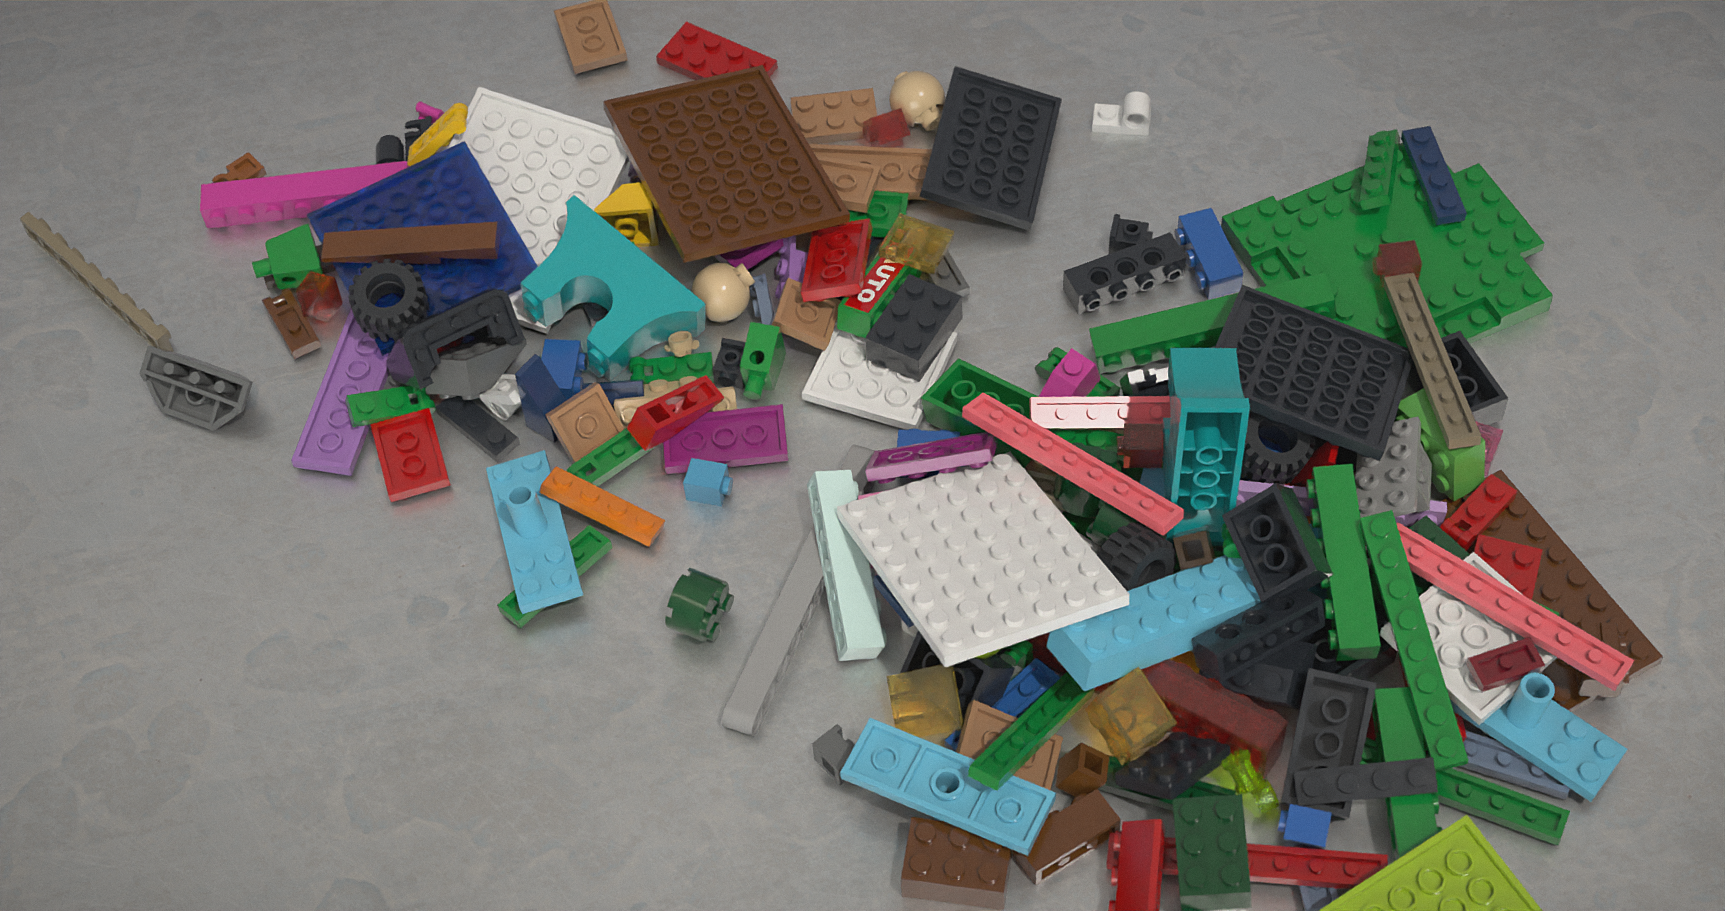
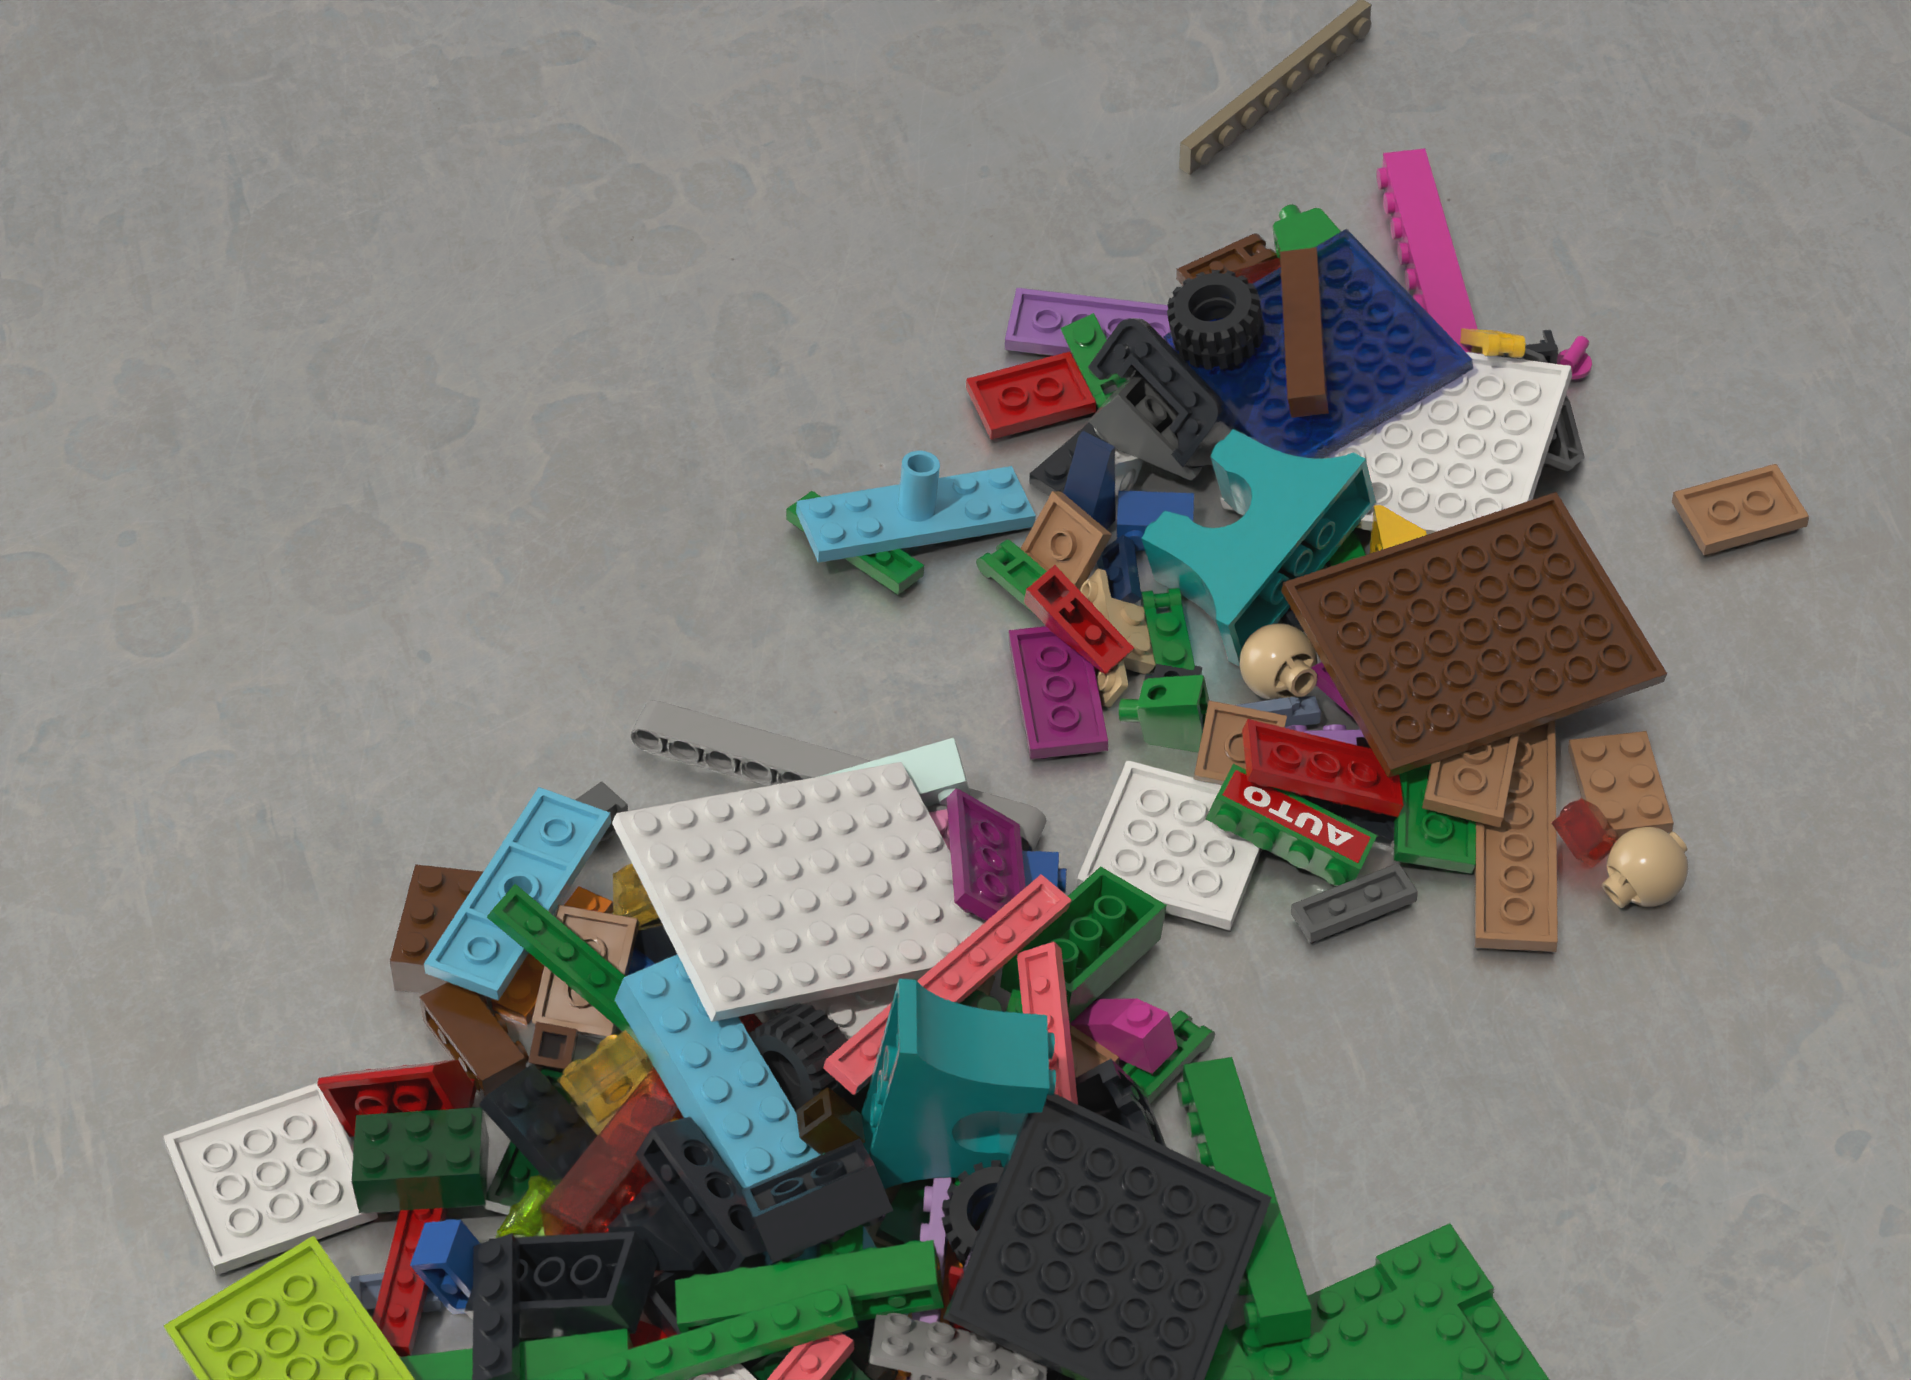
camera: 85 degrees right, 5 degrees down
(194, 388) = (1124, 187): dark grey wedge -> none
(243, 168) = (1462, 193): dark orange plate -> none
(389, 150) = (1502, 319): black brick -> none
(602, 506) = (947, 573): orange plate -> none
(681, 343) = (1203, 636): tan plate -> none
(699, 605) = (797, 666): dark green brick -> none
(705, 54) = (1712, 651): red plate -> none
(707, 482) = (988, 673): dark azure brick -> none
(914, 328) = (1219, 860): black brick -> none
(916, 243) = (1357, 854): clear yellow plate -> none
(991, 148) = (1558, 949): black plate -> none
(1124, 273) = (1325, 1059): black brick -> none
(1127, 233) = (1413, 1118): black brick -> none
(1129, 118) = (1648, 1121): white plate -> none
(1209, 253) = (1387, 1213): blue brick -> none

